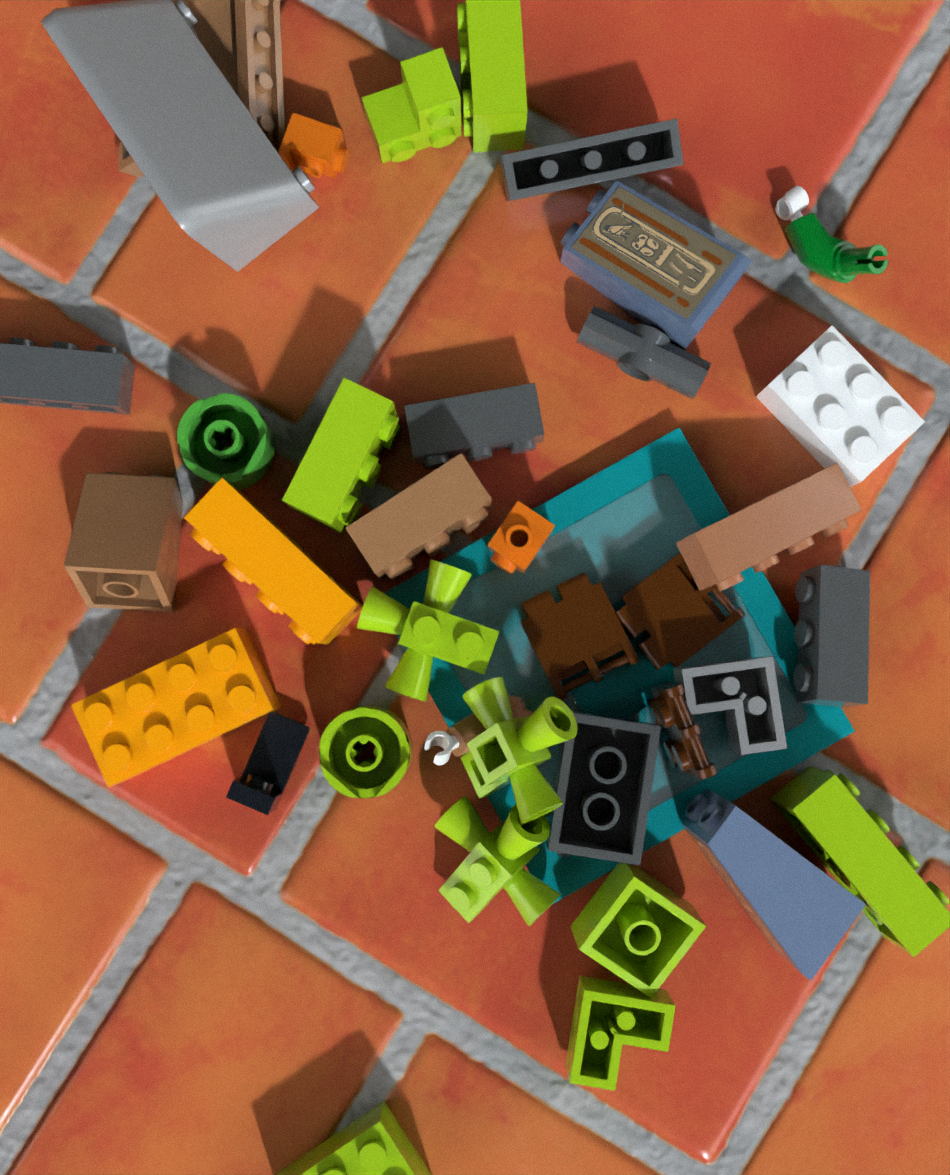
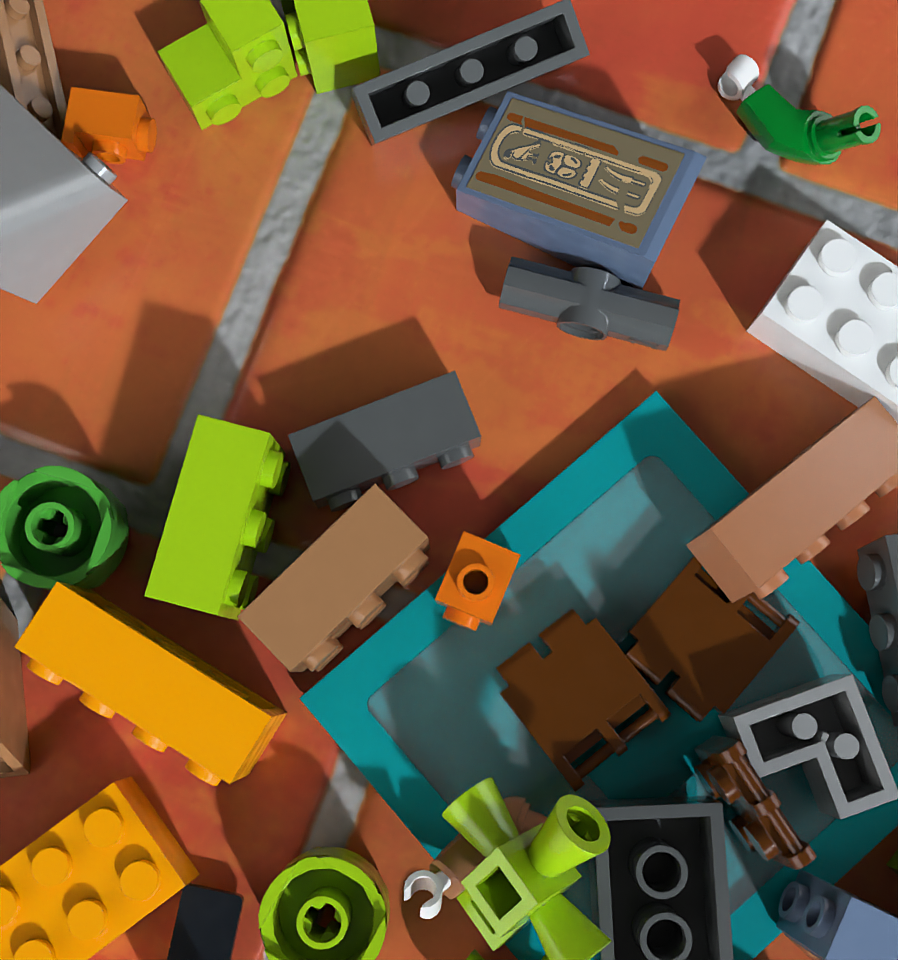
camera: 10 degrees left, 5 degrees down
(429, 630) = (379, 733): lime brick -> none

